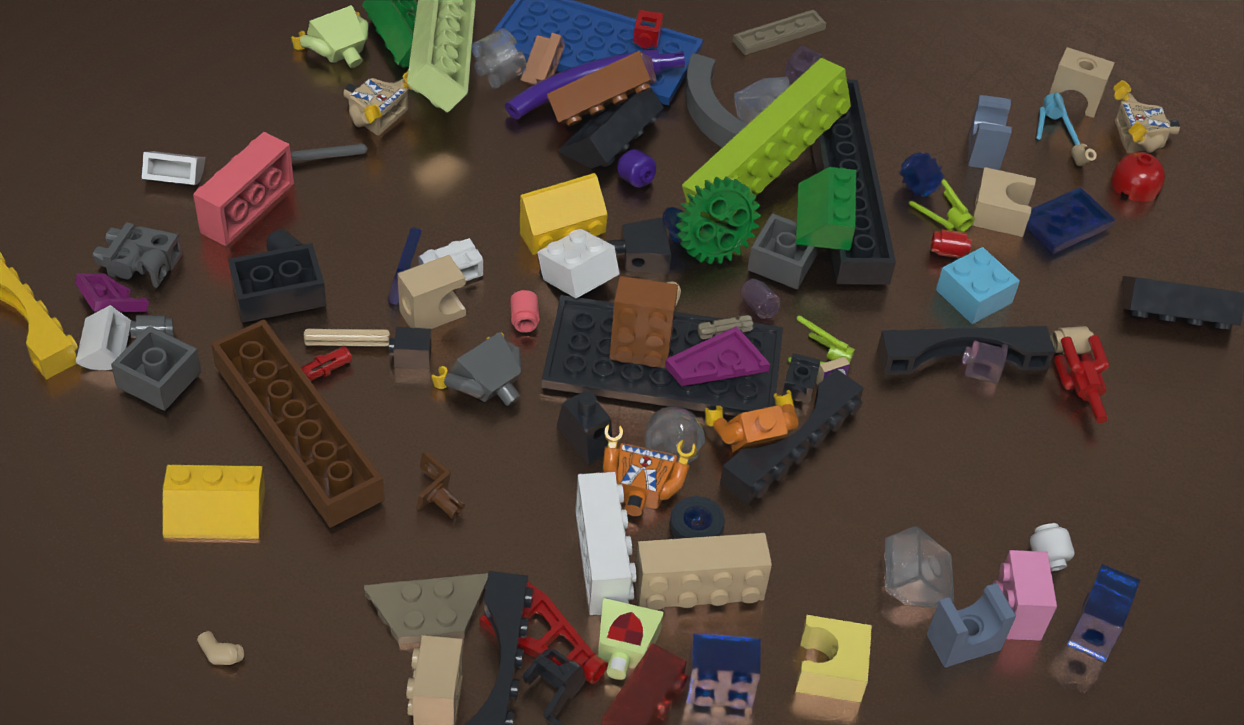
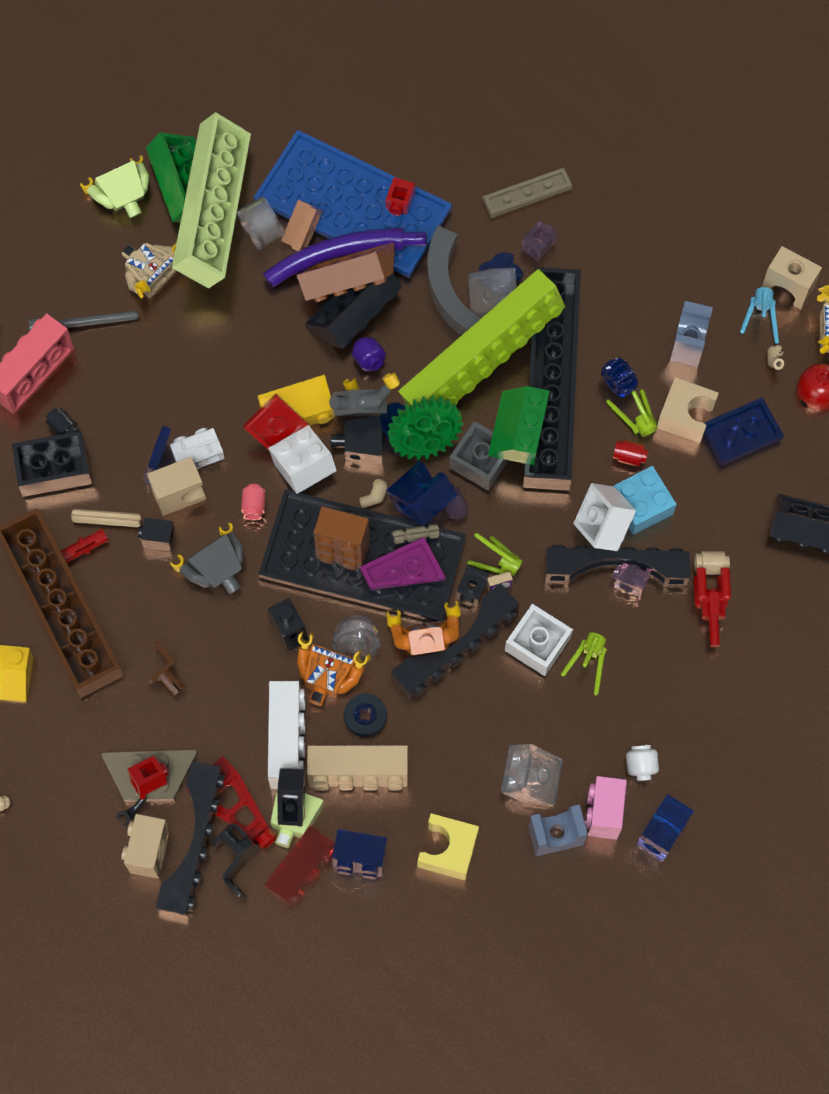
camera: 10 degrees right, 20 degrees up
(408, 652) = (130, 813): none -> black hand
(429, 600) = (147, 776): none -> red brick
(541, 224) = (274, 422): none -> red tile
(627, 599) = (291, 797): none -> black brick
(640, 198) = (358, 402): none -> dark grey torso
(723, 289) = (420, 495): none -> clear blue piece
(894, 424) = (538, 639): none -> white brick
(943, 292) = (604, 517): none -> white brick
(958, 433) = (592, 647): none -> lime plant

